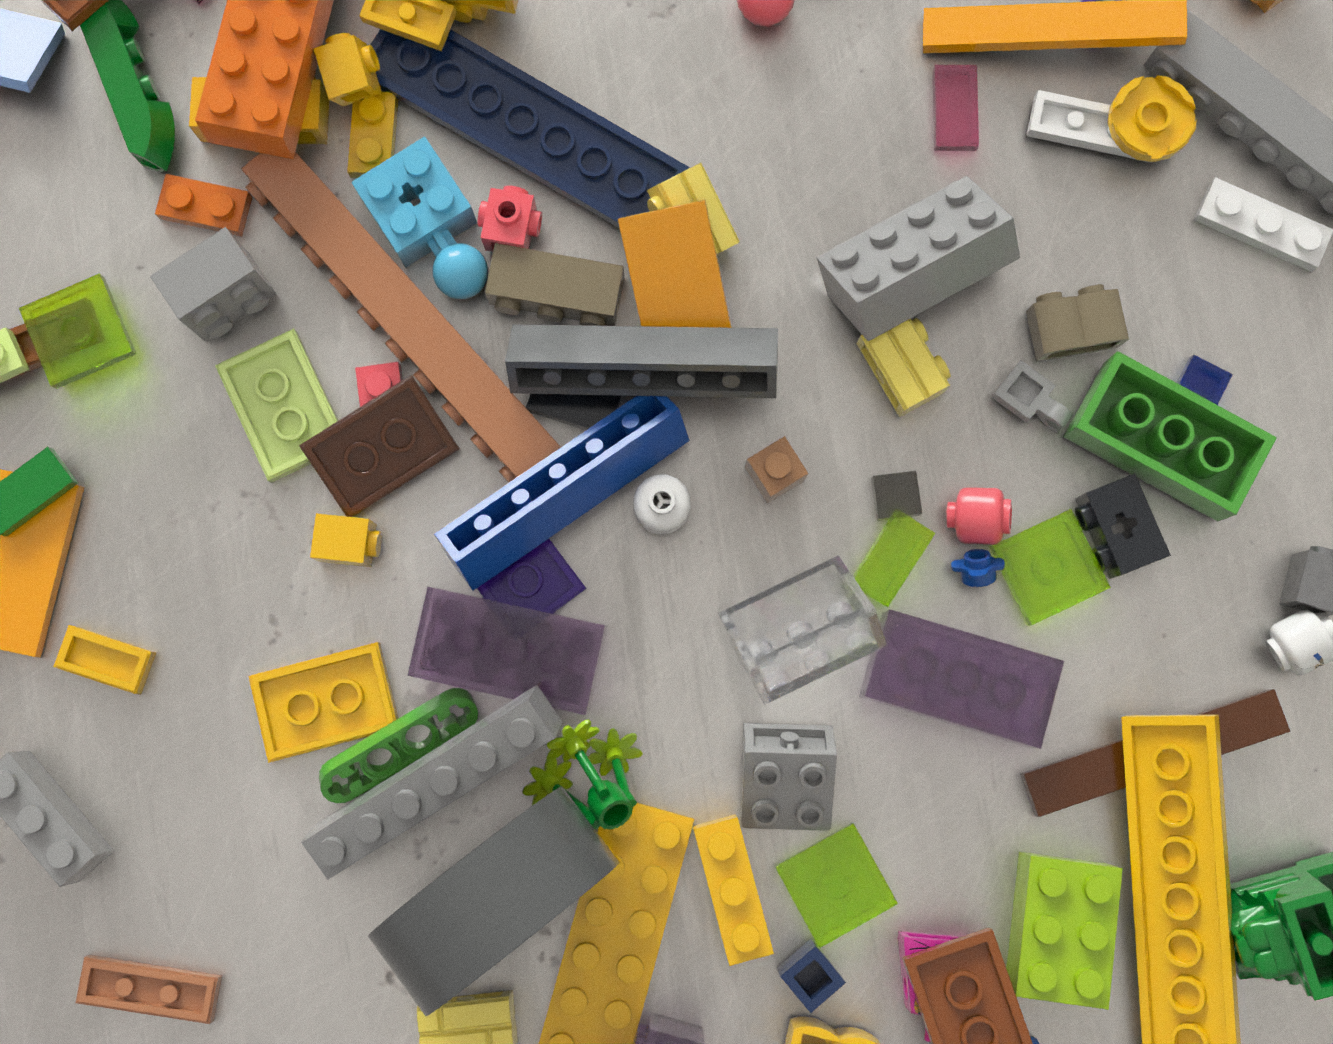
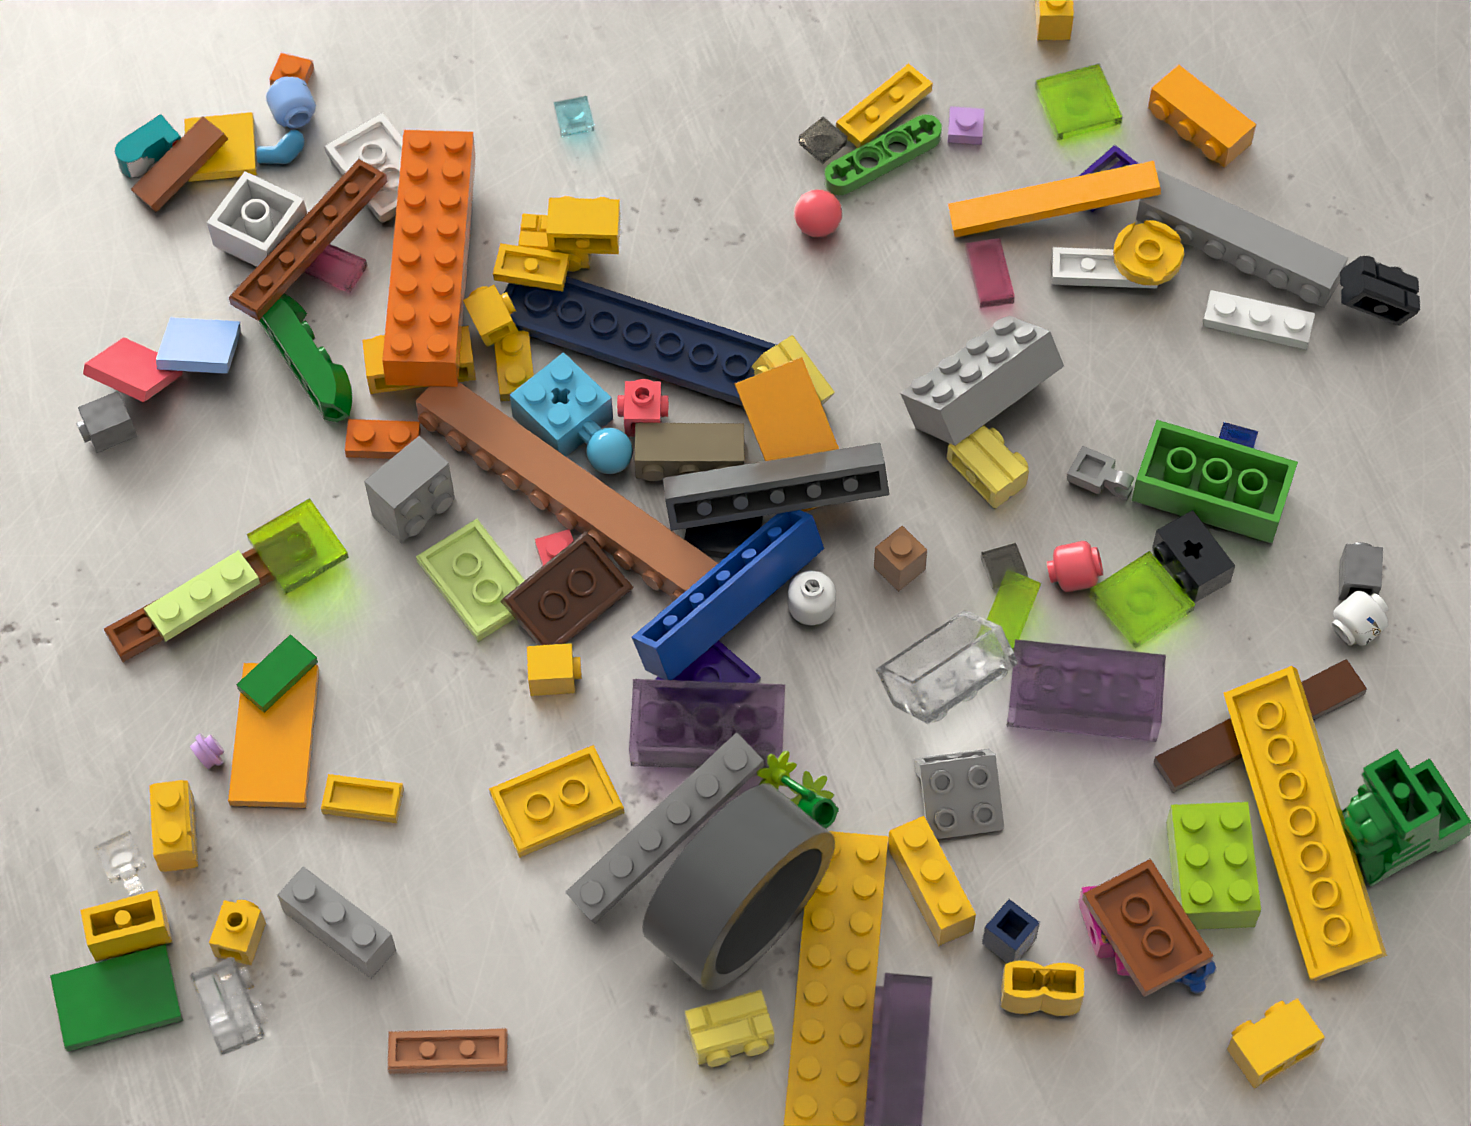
camera: 10 degrees left, 20 degrees down
(394, 739) = (623, 814): bright green beam -> none
(836, 885) = (1018, 868): clear neon green tile -> none
(978, 568) = (1082, 606): blue plate -> none
(1076, 323) = (1122, 413): dark tan brick -> none

